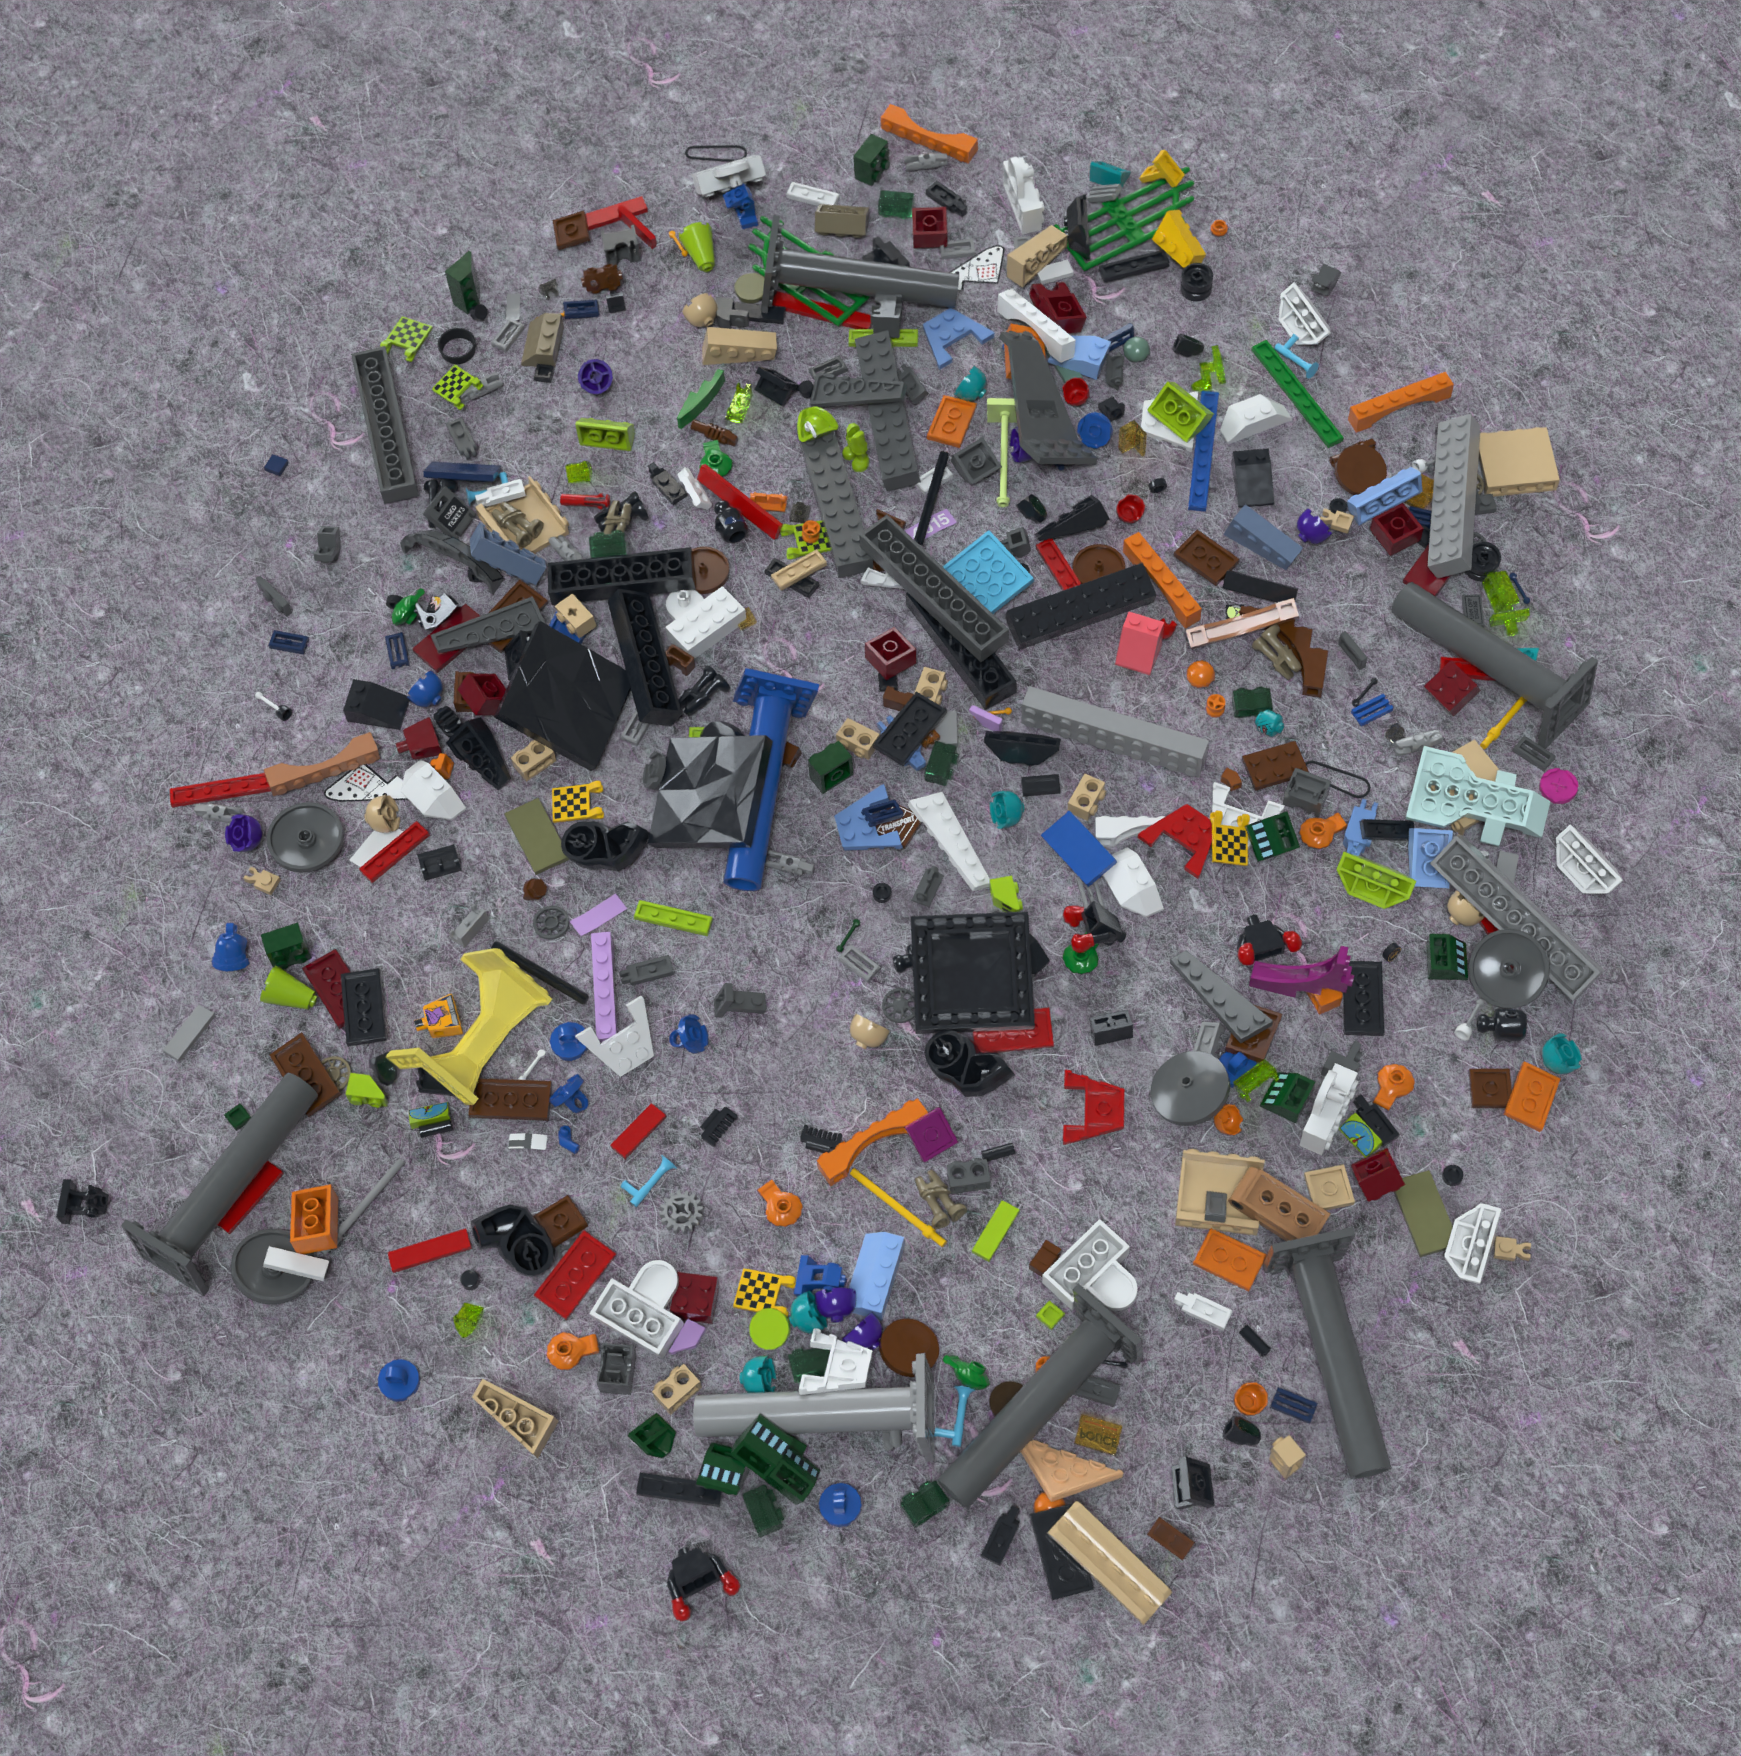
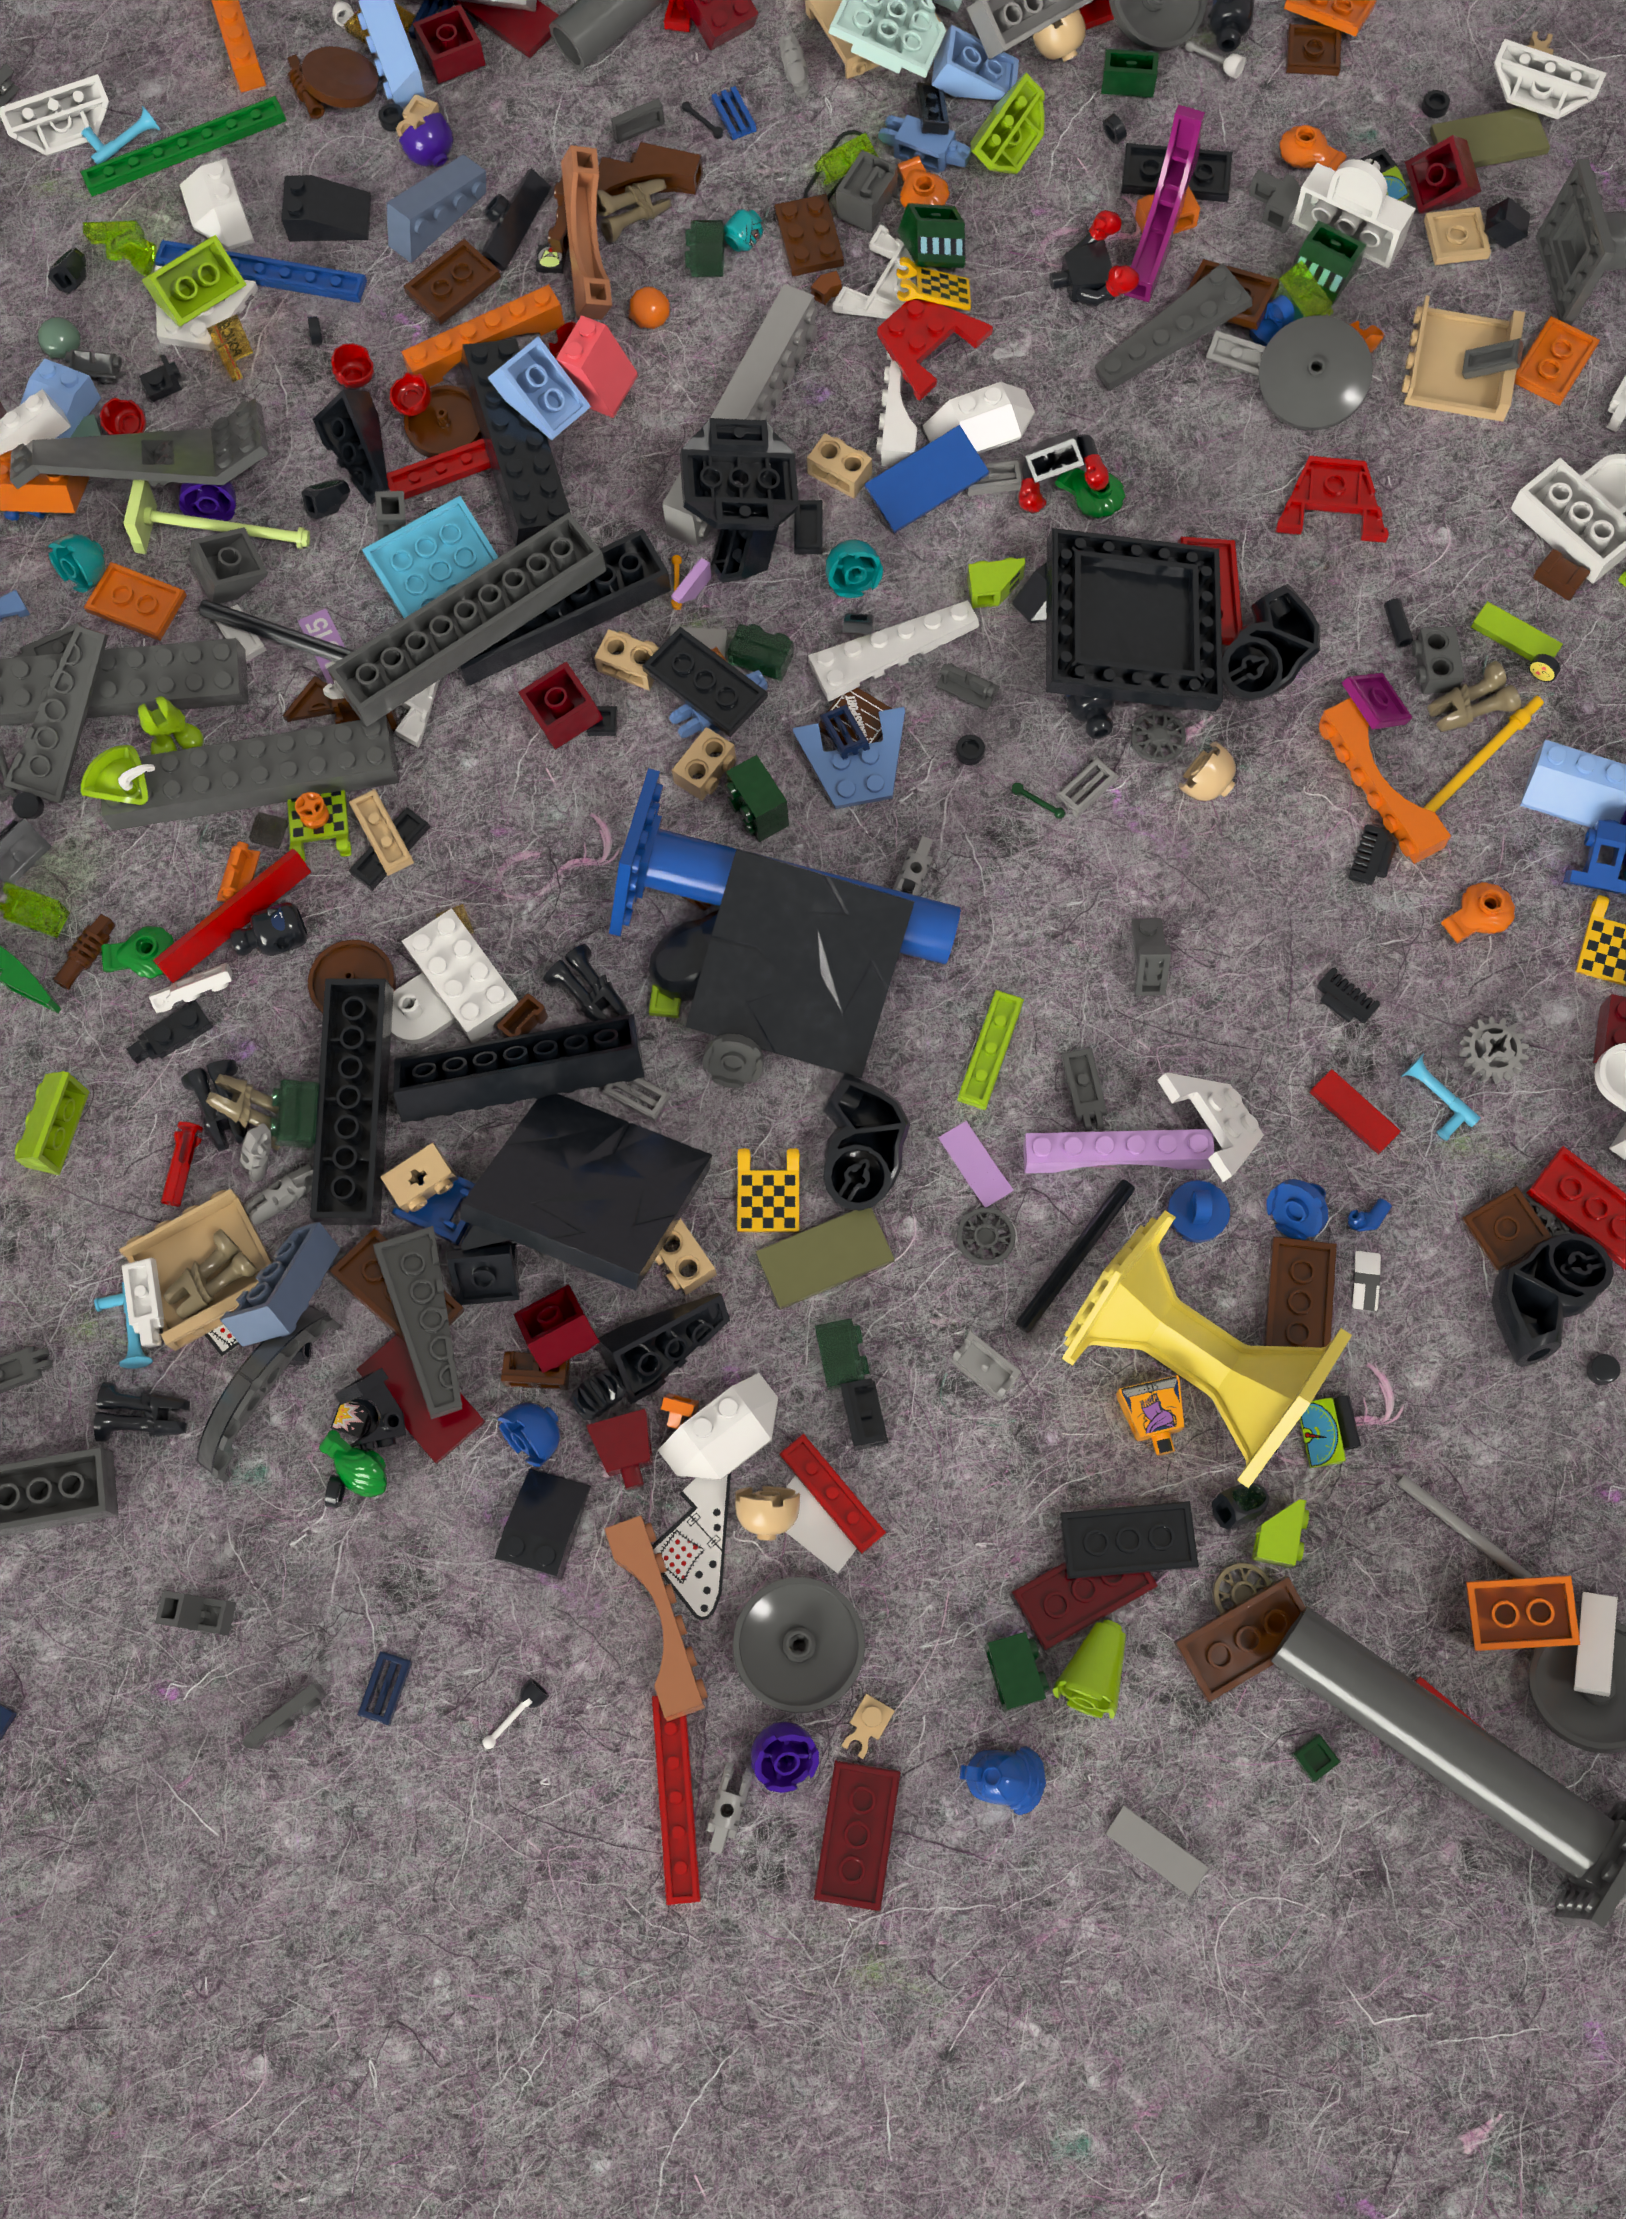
camera: 85 degrees left, 10 degrees up
(71, 1201) = (1472, 2053): black tile -> none
(203, 880) = (857, 1836): none -> dark red tile
(399, 662) = (459, 1487): dark blue tile -> none
(429, 1250) = (1554, 1433): red tile -> none
(453, 516) = (176, 1384): dark grey container -> none
(462, 471) = (82, 1369): dark blue tile -> none
(475, 847) = (840, 1352): none -> clear green brick
(534, 889) = (928, 1258): reddish brown piece -> none
(541, 1054) = (1216, 1256): white hinge -> none
(579, 471) = (121, 1172): clear neon green tile -> none
(587, 530) = (256, 1152): none -> light grey hinge
(691, 1034) = (1206, 1022): blue tile -> none
(895, 699) = (642, 704): reddish brown piece -> none
(967, 818) = (858, 623): none -> black tile
(968, 1246) = (1544, 667): none -> tile
(1038, 703) = (742, 453): none -> black piece
(1095, 430) = (202, 396): blue tile -> none
(1108, 542) = (410, 394): none -> red hair
(1109, 608) = (540, 389): none -> light blue slope
(1111, 1027) = (1213, 462): black hinge -> none
(1120, 336) = (28, 349): dark blue tile -> none
(1214, 701) = (700, 289): orange wheel -> none
(1258, 1185) = (1498, 284): medium nougat hinge -> none
(1268, 575) = (496, 207): none -> black tile
(1340, 783) = (839, 160): none -> clear neon green hinge
(1340, 1216) = (1507, 222): none -> black brick
(1395, 733) = (777, 87): clear smoke tile -> none

